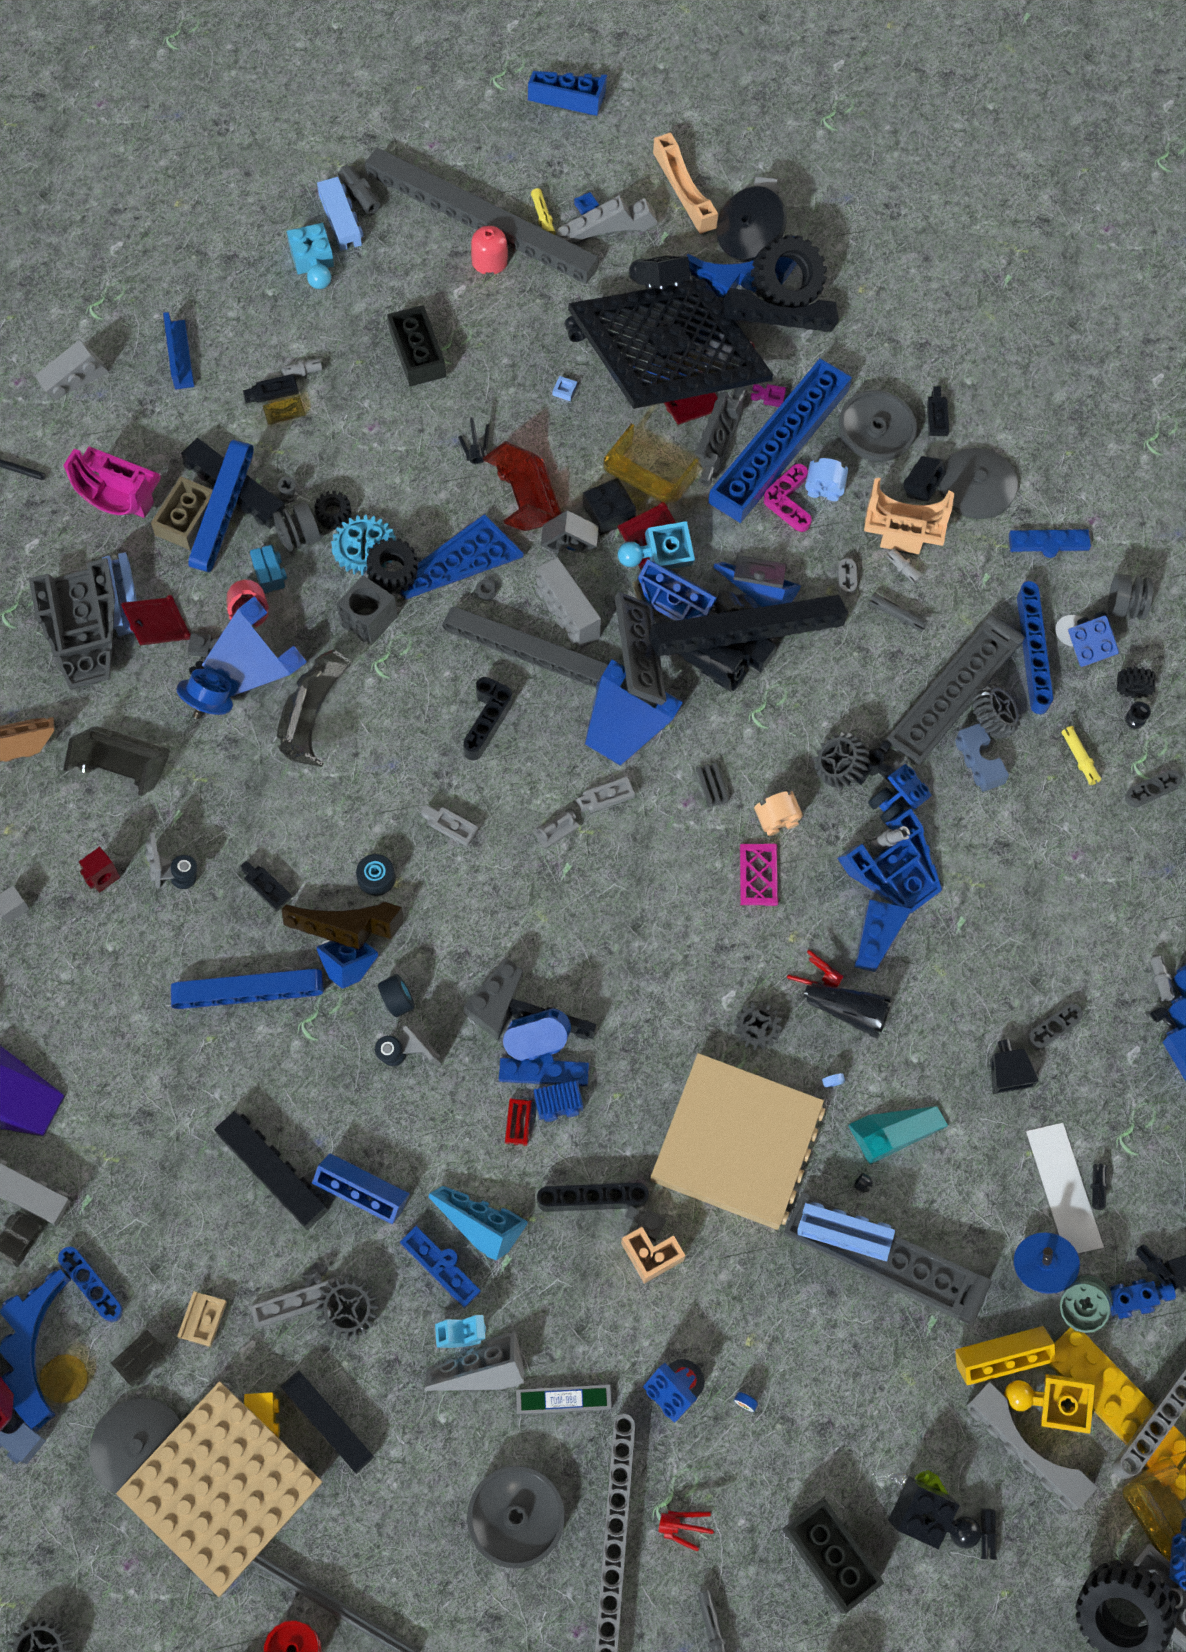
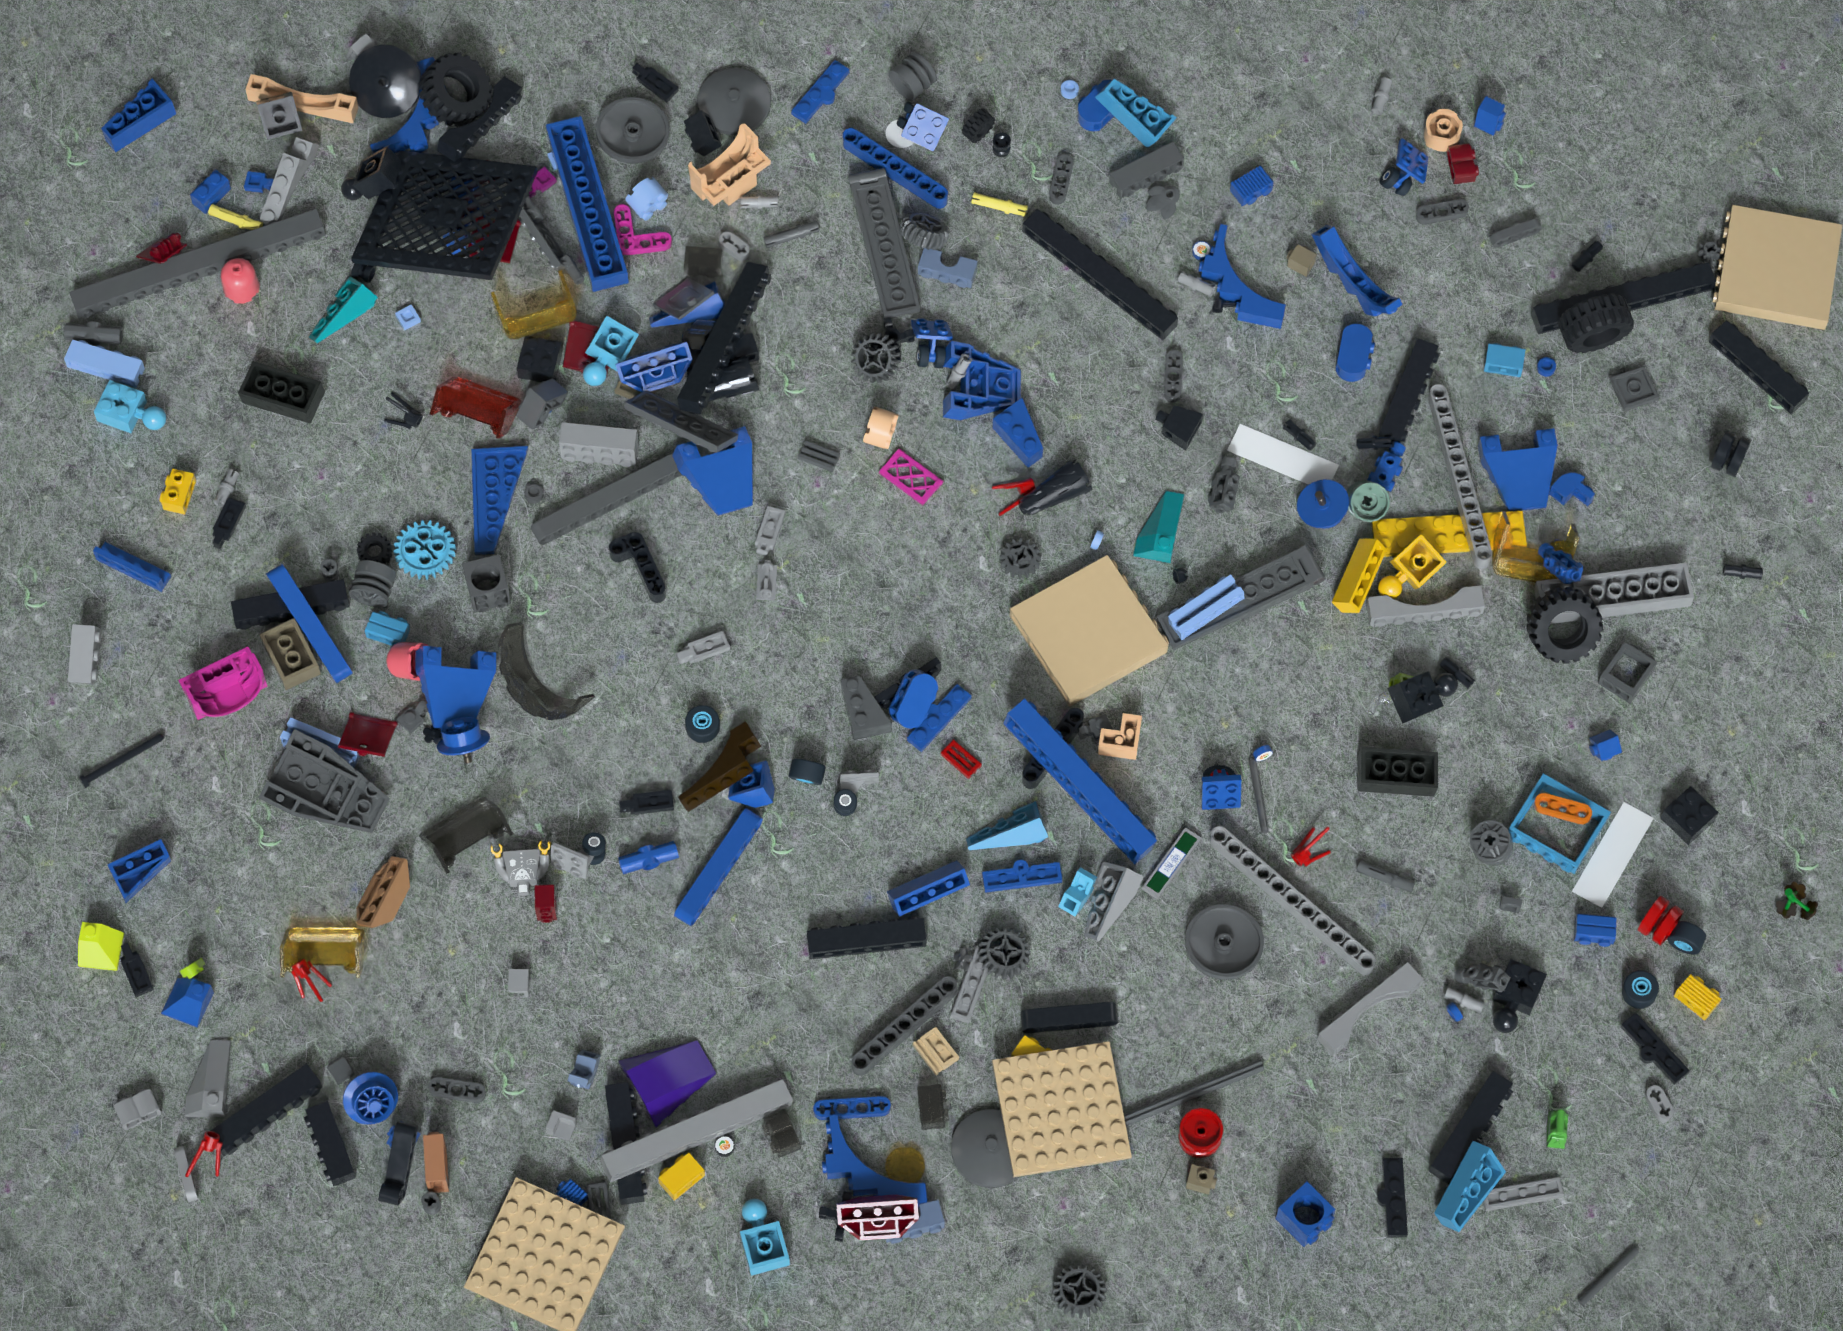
camera: 50 degrees left, 0 degrees up
(123, 826) = (522, 867): none -> light grey torso
(196, 1264) = (908, 1017): none -> dark grey beam
(211, 923) = (648, 857): none -> blue piece
(269, 337) = (178, 491): none -> yellow brick
(283, 410) = (252, 526): clear yellow tile -> none
(397, 552) = (466, 526): black tyre -> none
(462, 181) = (163, 249): none -> dark red hinge
(543, 340) = (351, 302): none -> teal wedge
(550, 179) = (210, 191): none -> blue brick
(558, 1101) = (968, 722): blue brick -> none
(568, 1249) = (1080, 781): none -> blue brick
(654, 176) = (279, 115): none -> brick
(699, 1432) = (1258, 796): none -> flat silver bar
(809, 563) = (703, 261): none -> clear smoke brick
(981, 1160) = (1224, 487): none -> dark grey brick
(1093, 890) = (1100, 274): none -> black brick

